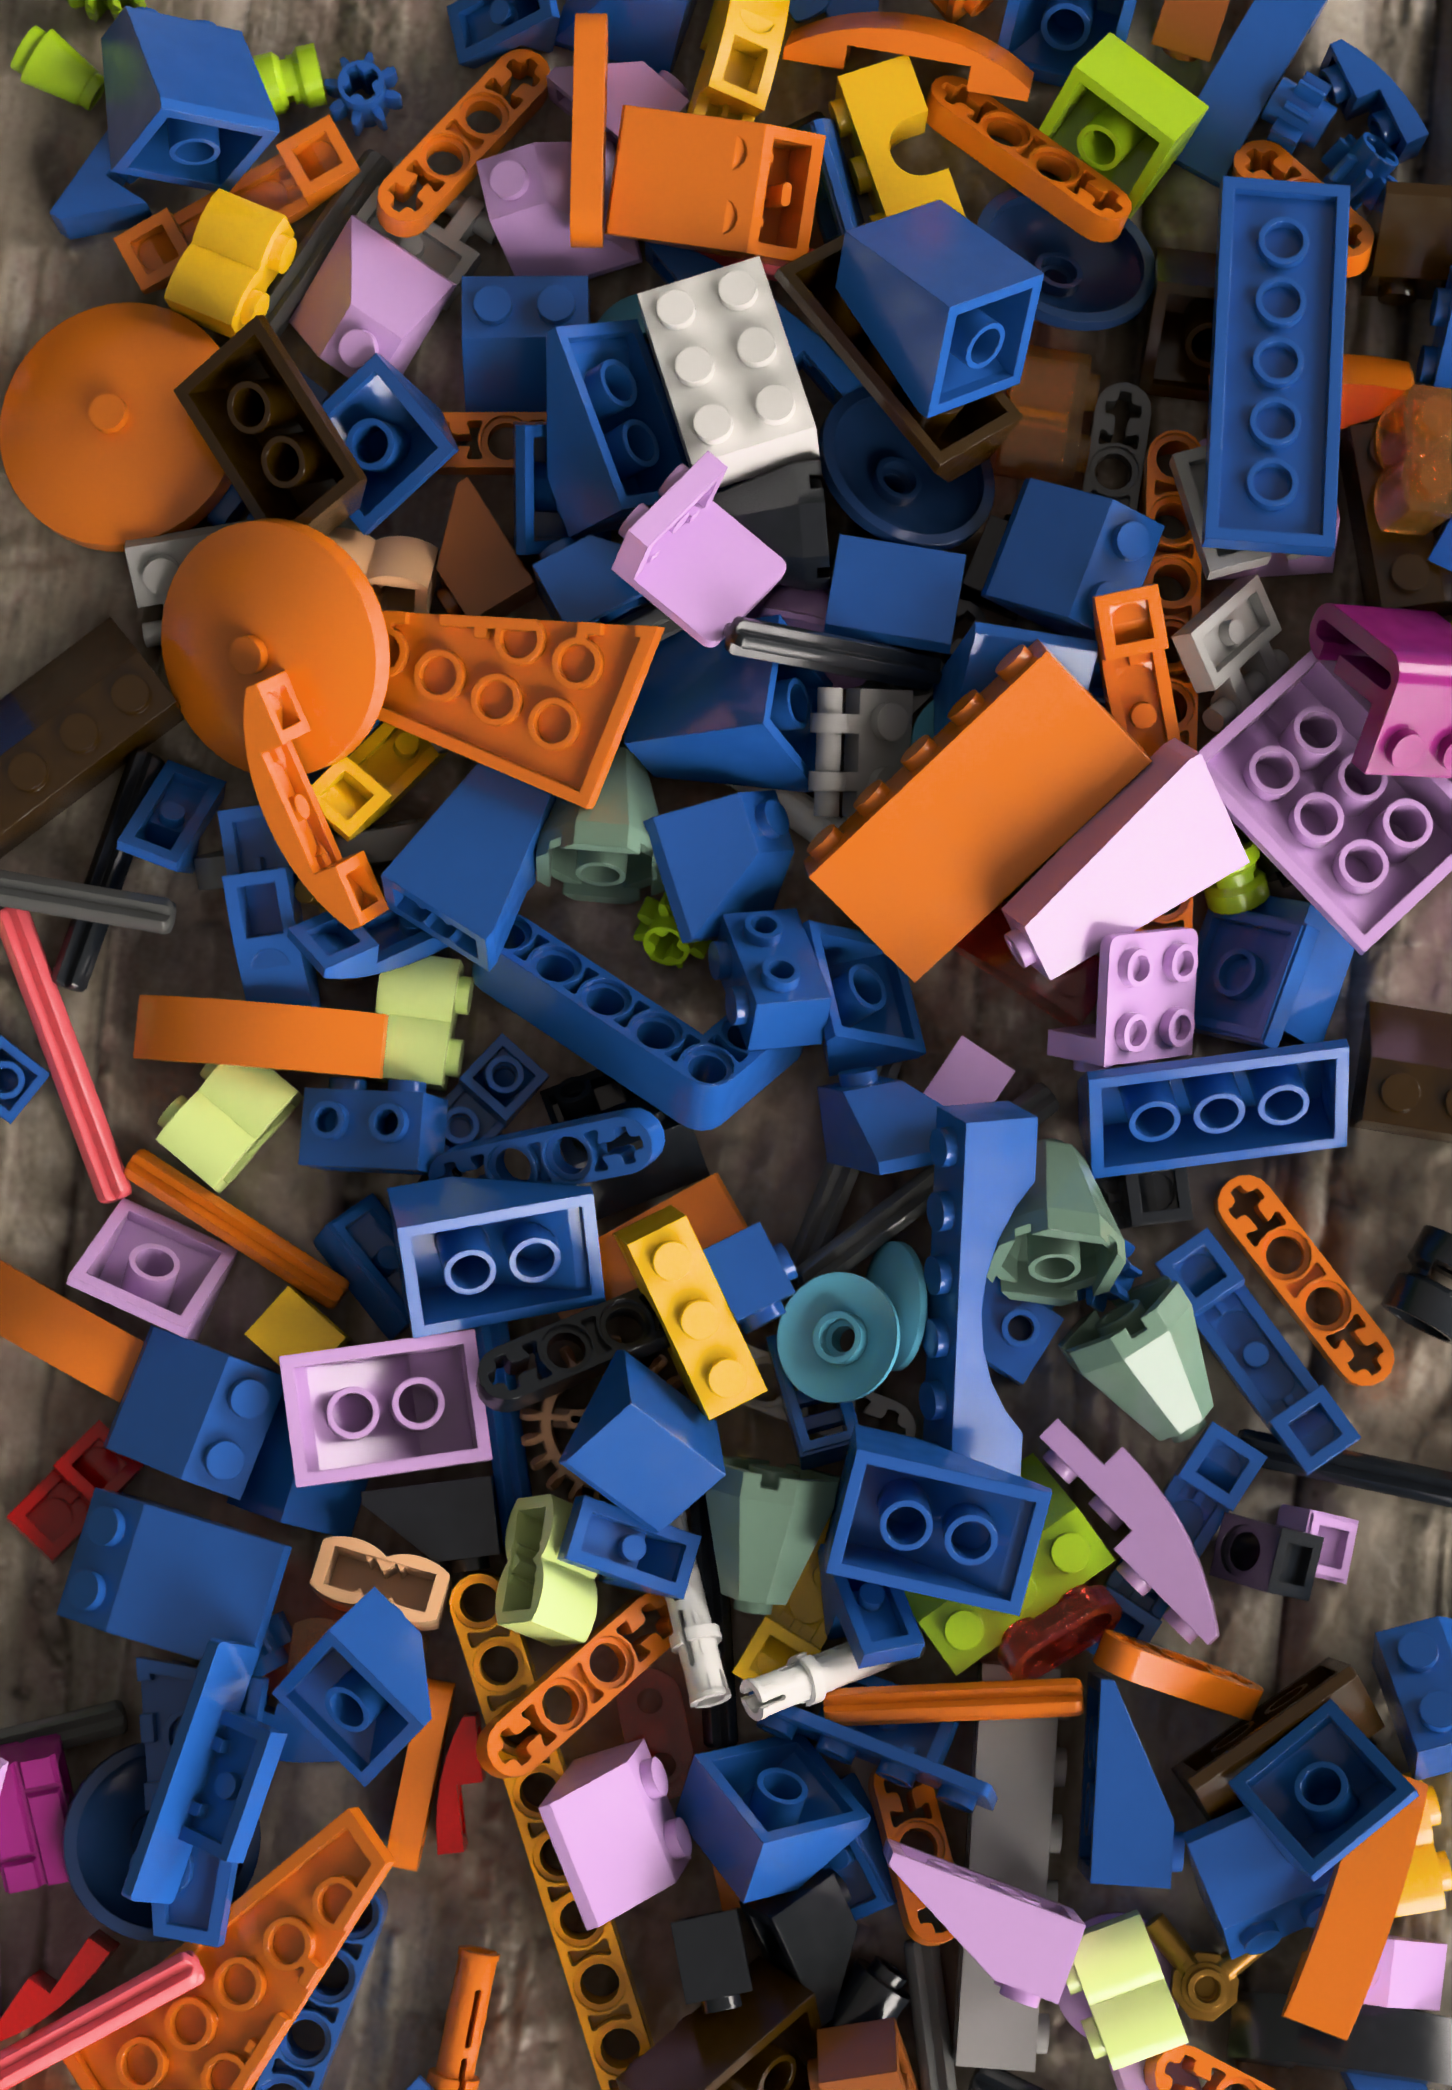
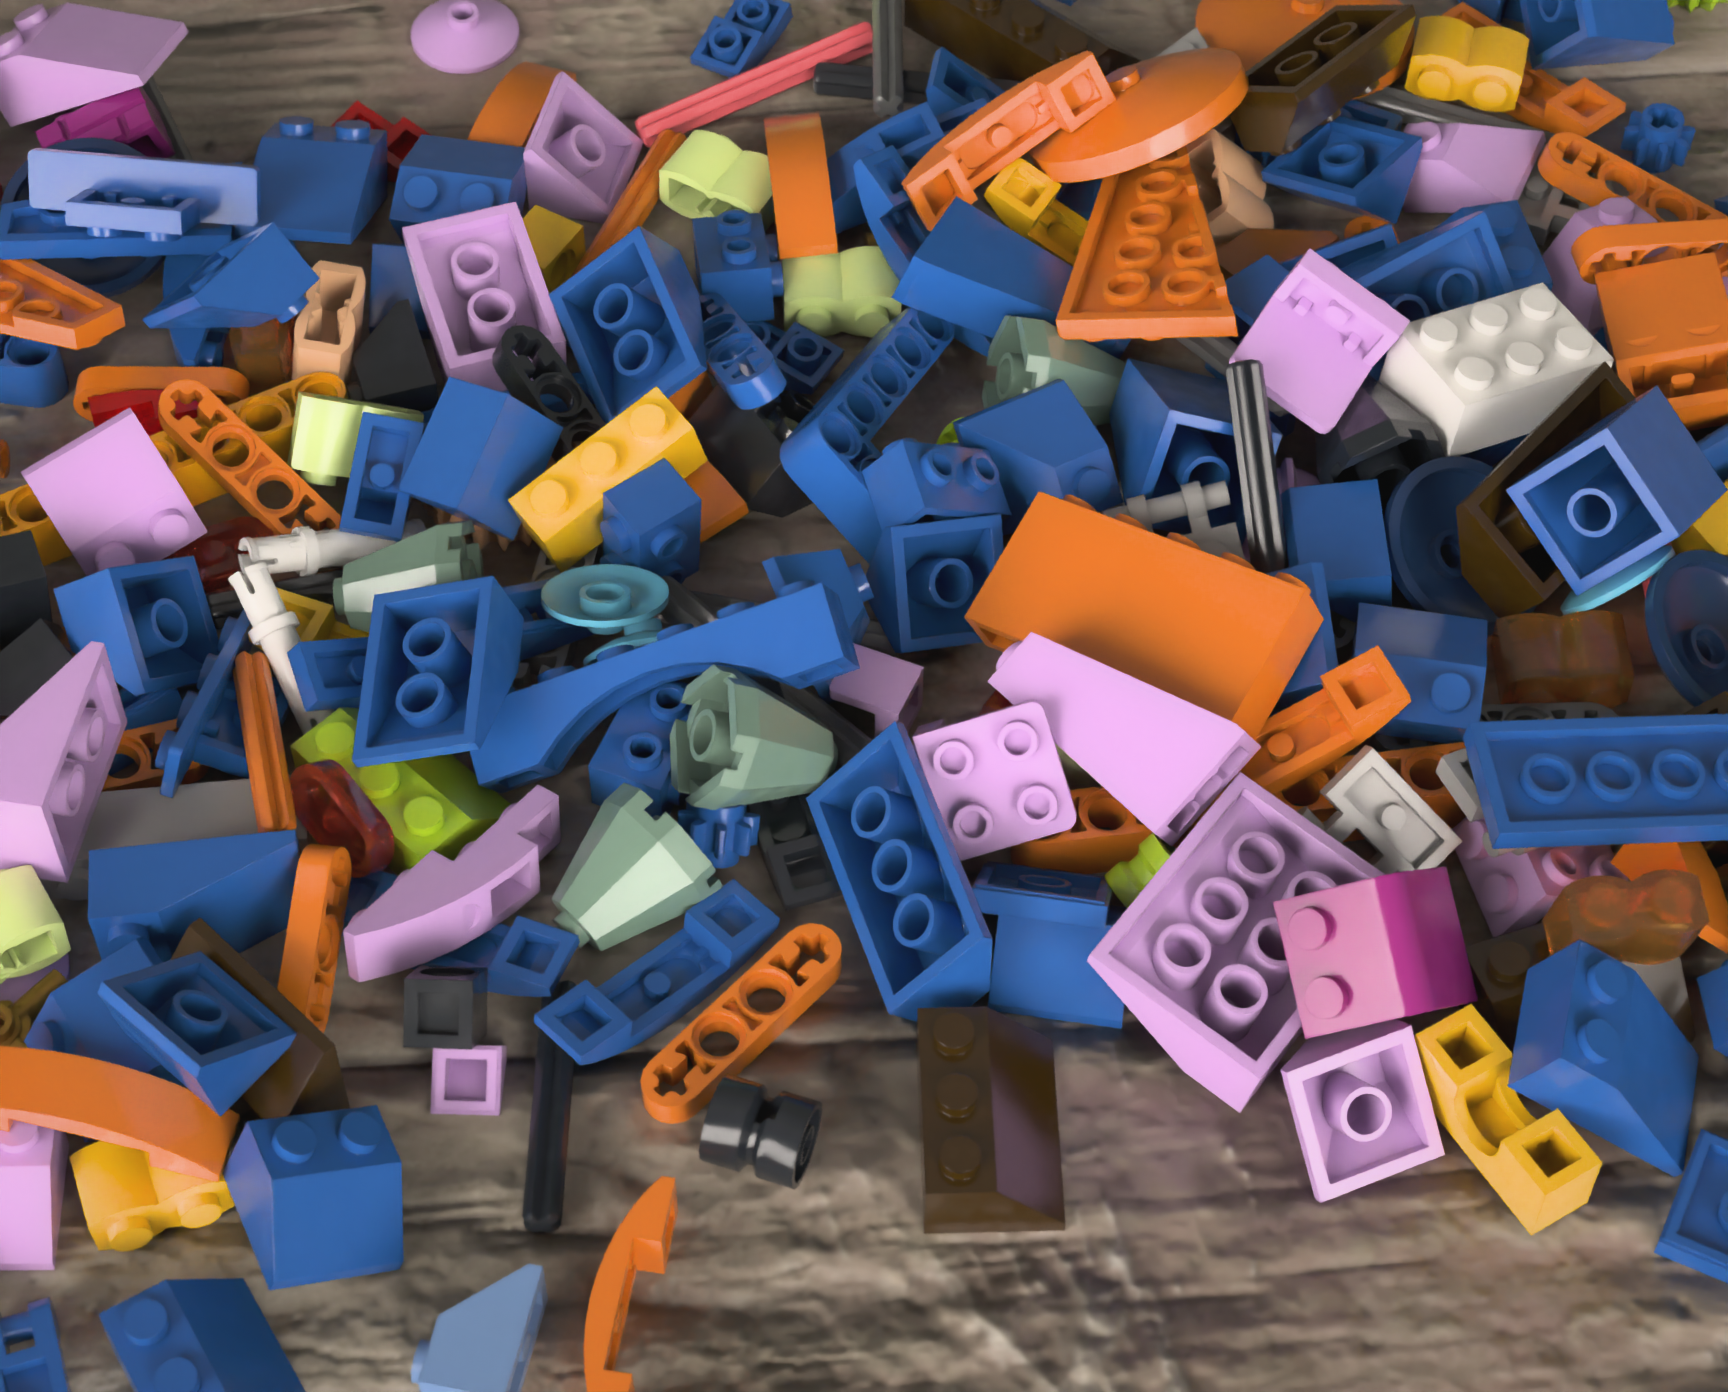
camera: 80 degrees right, 30 degrees down
(293, 78) = (1644, 82): lime wheel -> none

